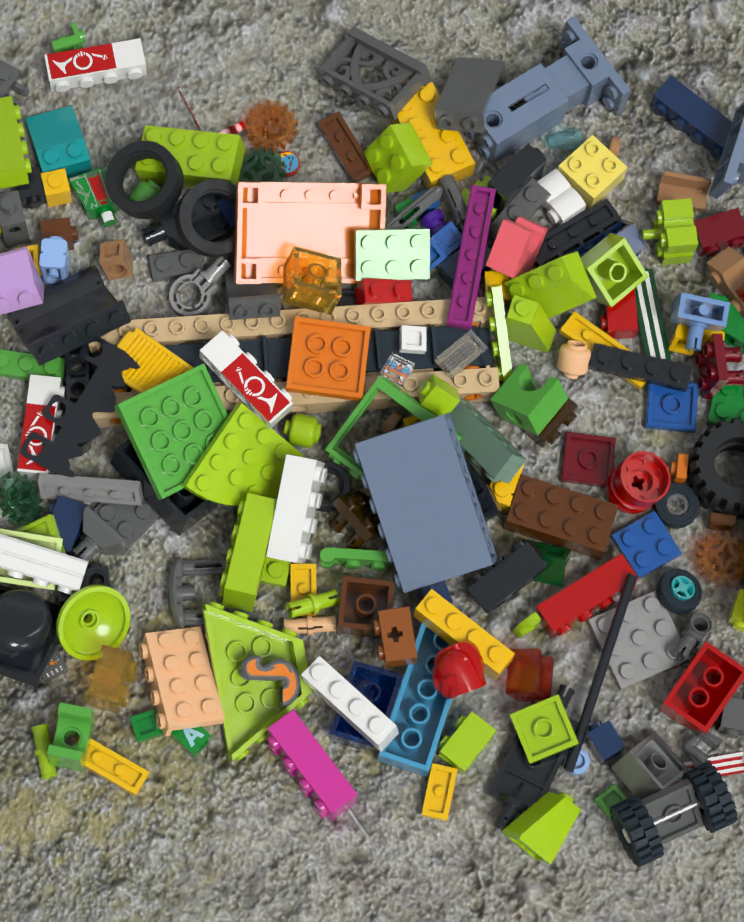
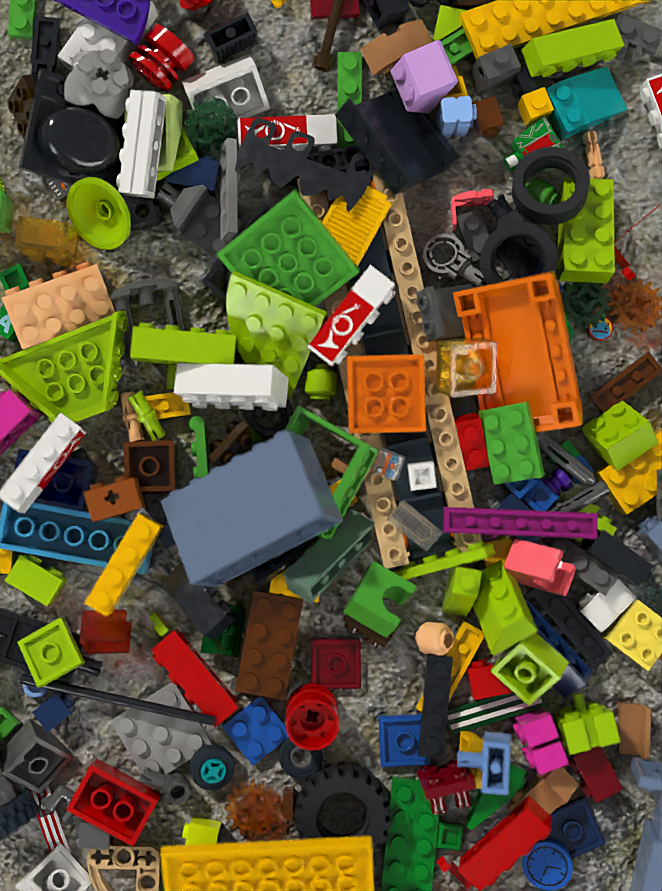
camera: 90 degrees right, 15 degrees up
(110, 143) = (593, 155): none -> light nougat axle
(116, 259) = (467, 175): medium nougat brick -> none
(139, 255) = (470, 199): none -> coral piece
(274, 670) = (72, 387): dark grey animal -> none
(438, 395) = (365, 508): lime brick -> none
(458, 669) = (82, 564): red helmet -> none
(673, 276) = (537, 734): none -> dark pink piece
(678, 468) = (336, 755): orange plate -> none

